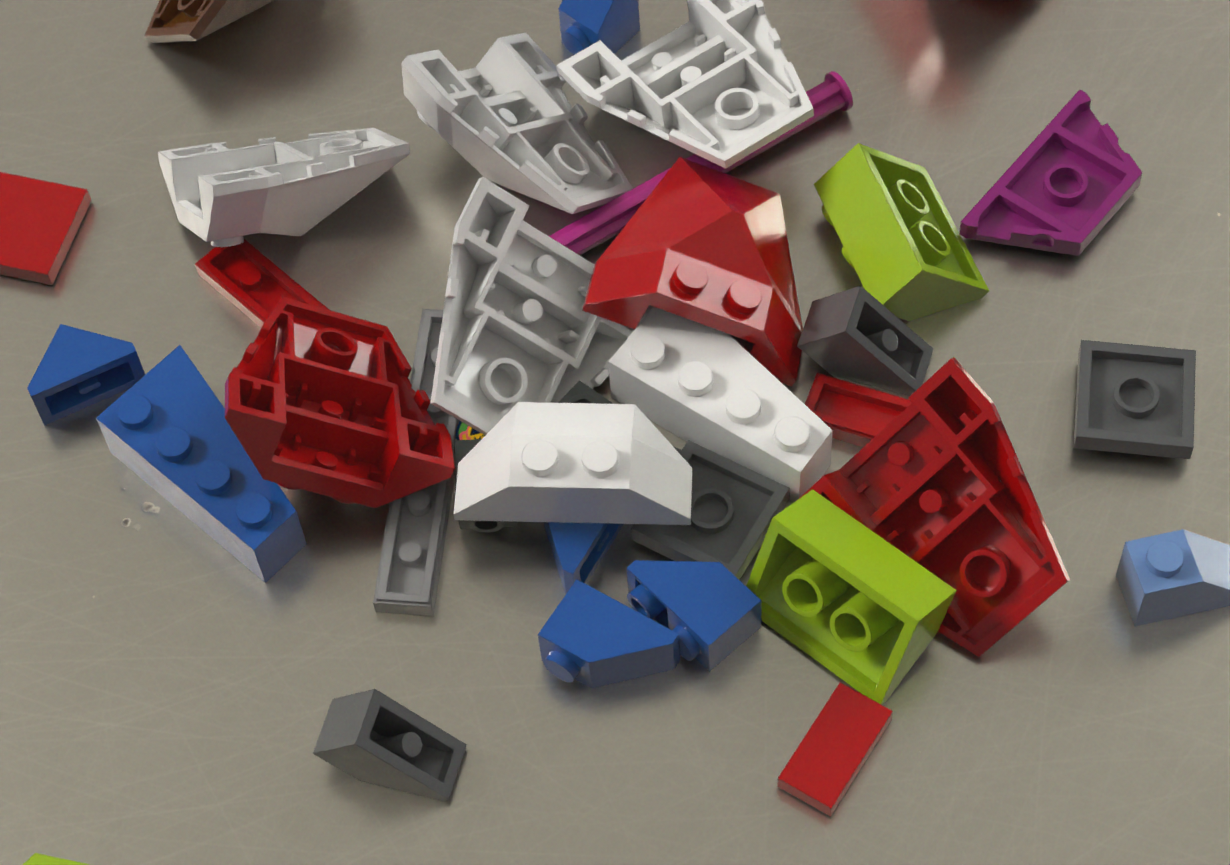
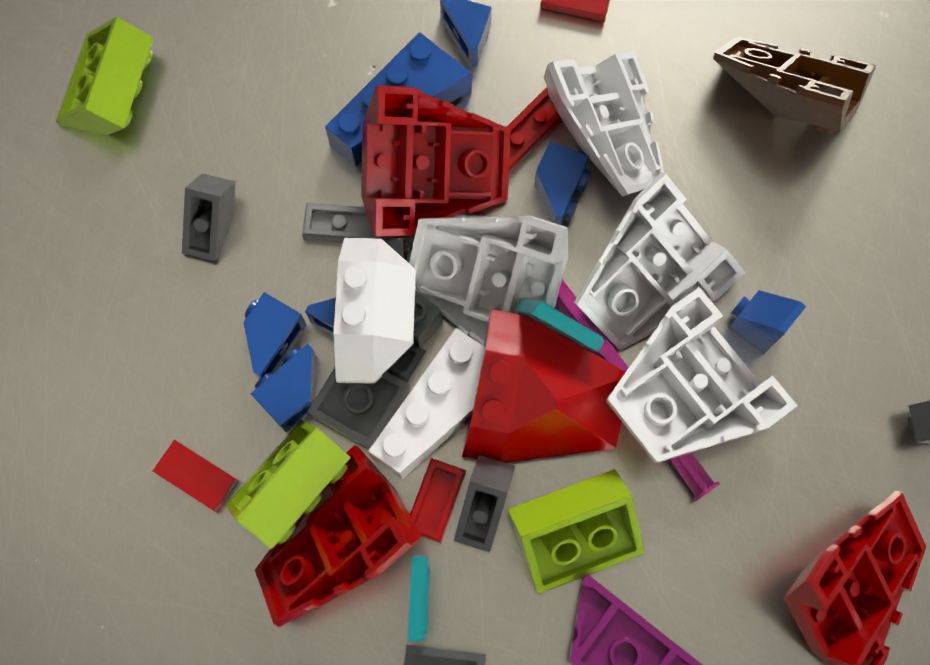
camera: 85 degrees right, 15 degrees up
(369, 251) = (558, 179): none -> blue slope
(608, 219) = (560, 323): none -> teal tile
(1032, 403) = (419, 599): none -> teal tile

